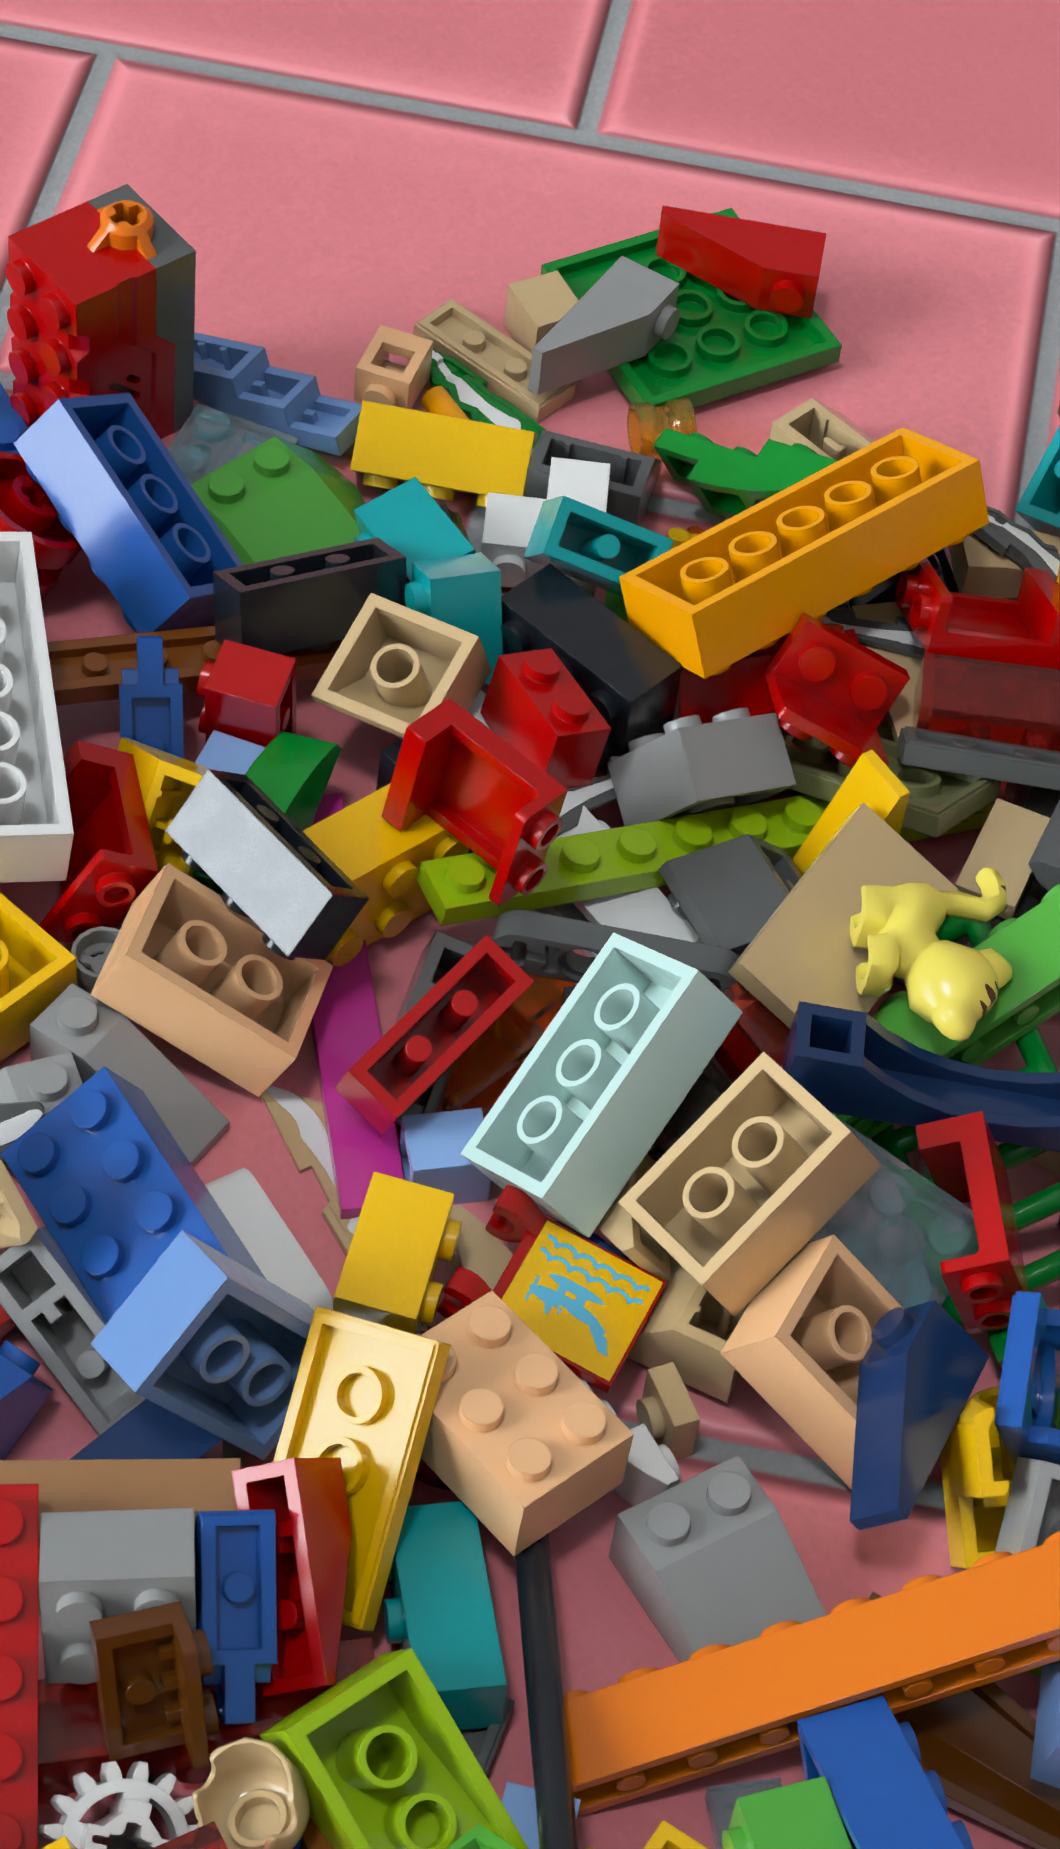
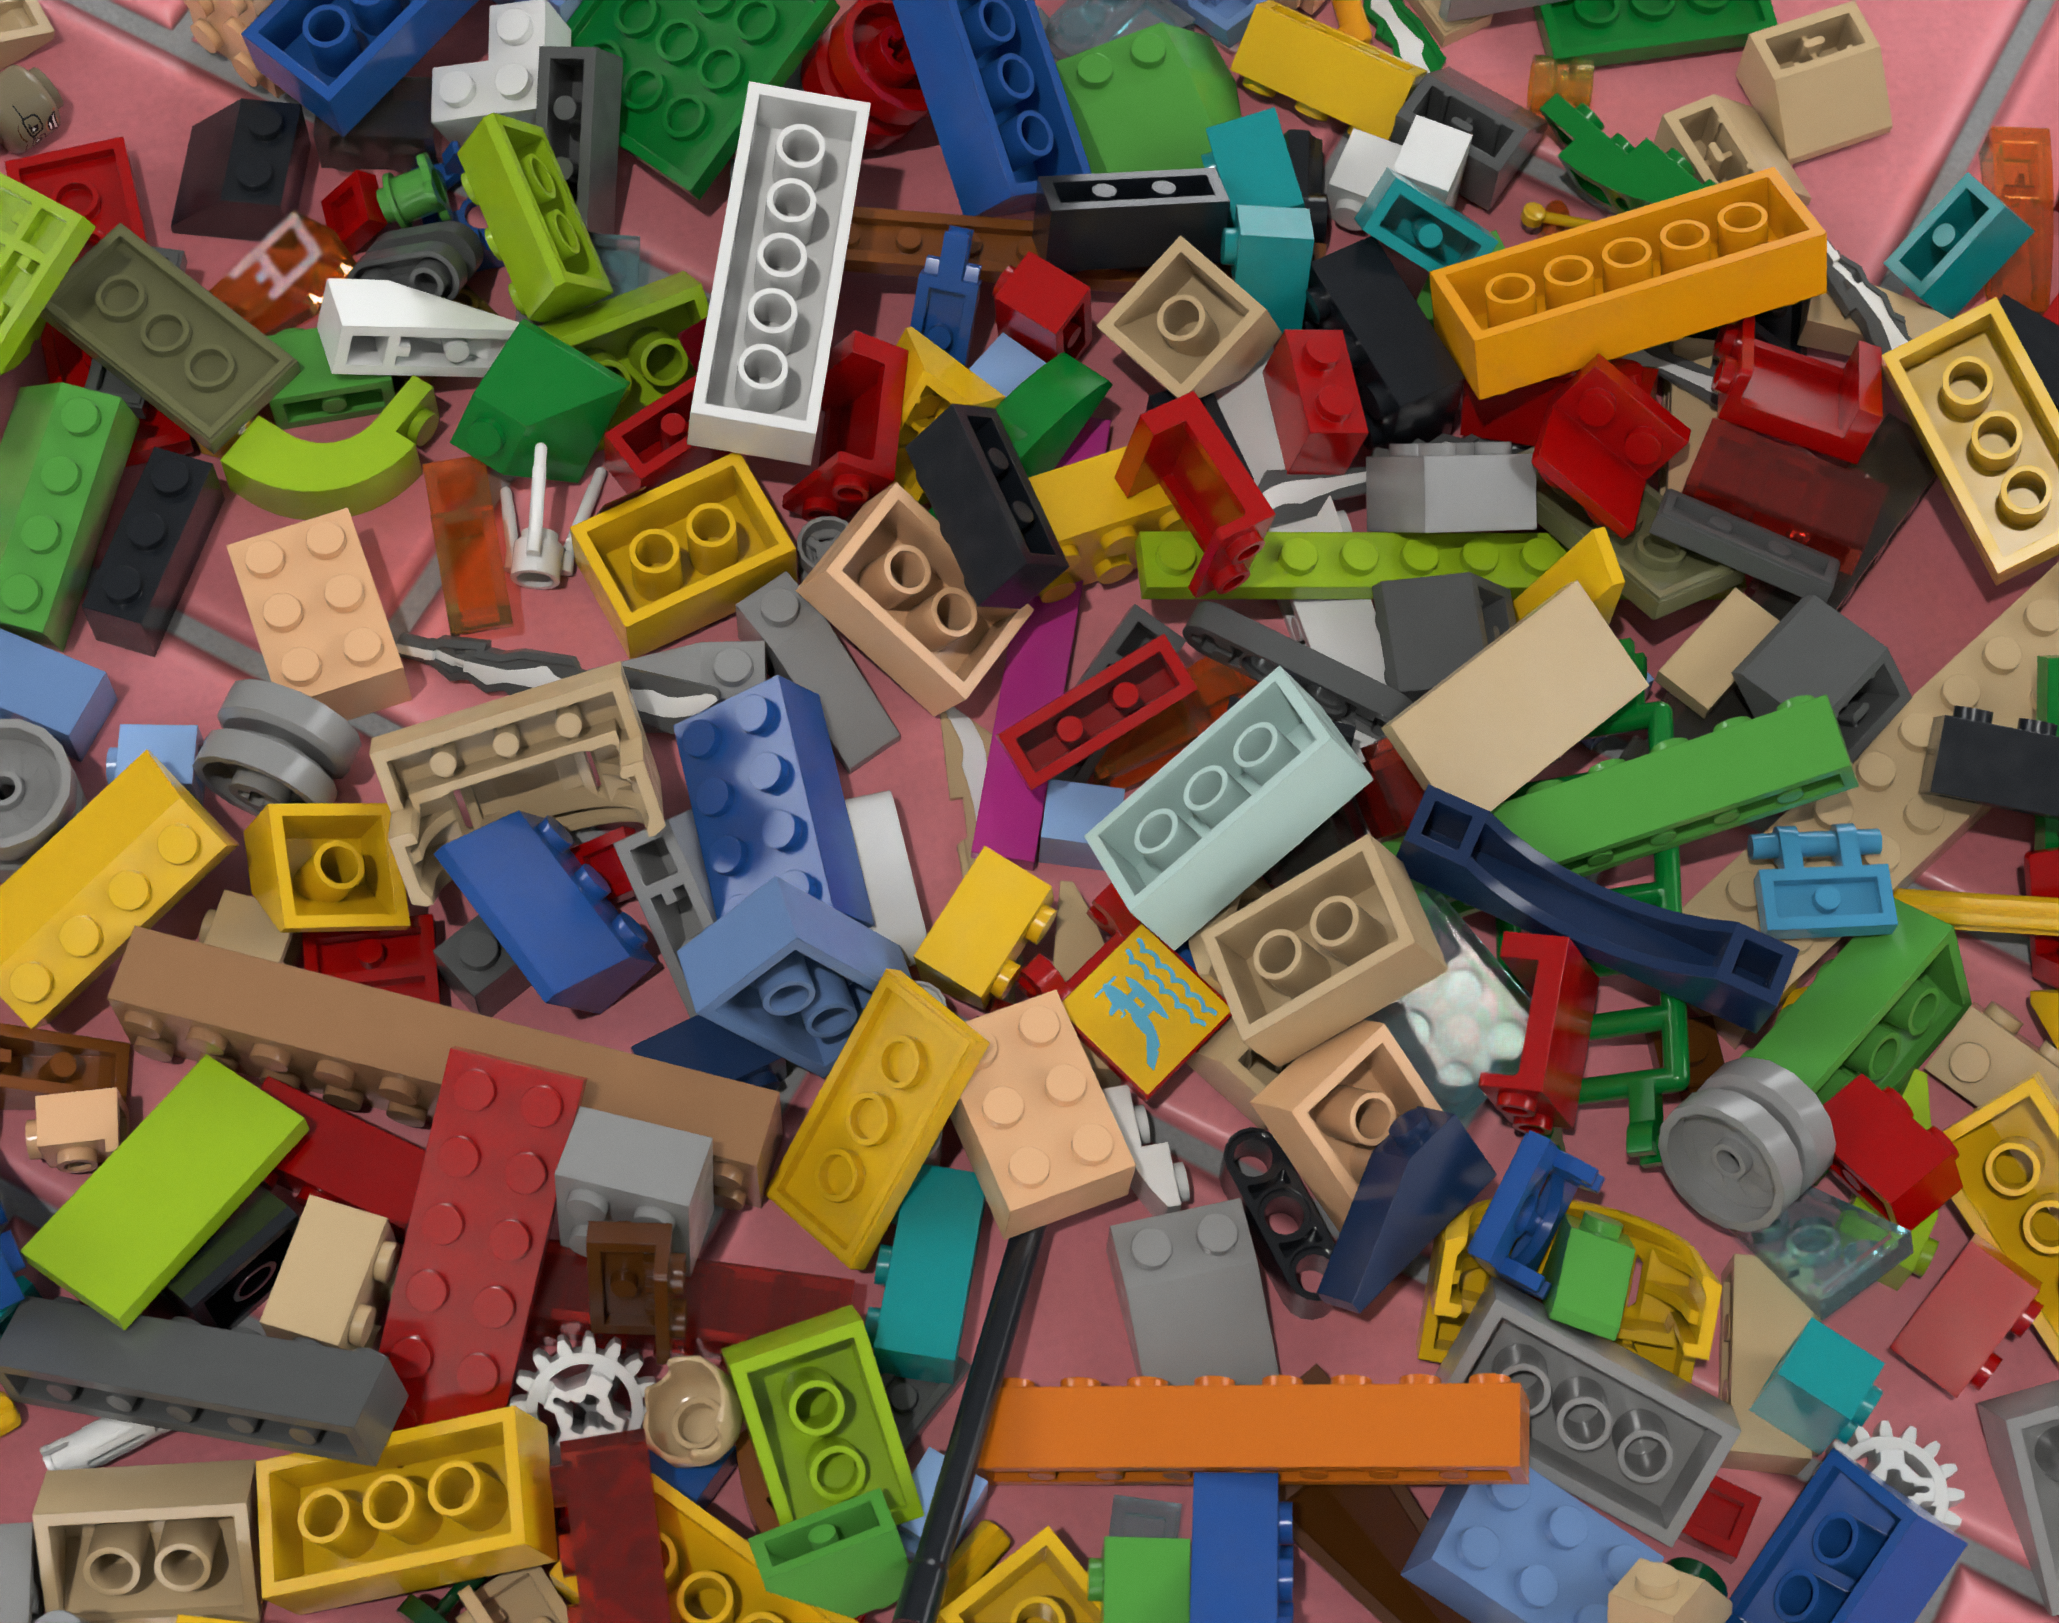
camera: 20 degrees right, 15 degrees up
(237, 1605) = (730, 1229): blue hinge -> none
(310, 1563) = (799, 1201): red slope -> none
(668, 1410) = (1199, 1131): tan plate -> none
(773, 1448) = (1279, 1192): none -> black beam
(893, 375) = (1817, 82): none -> tan slope
(942, 978) = (1586, 790): light yellow animal -> none

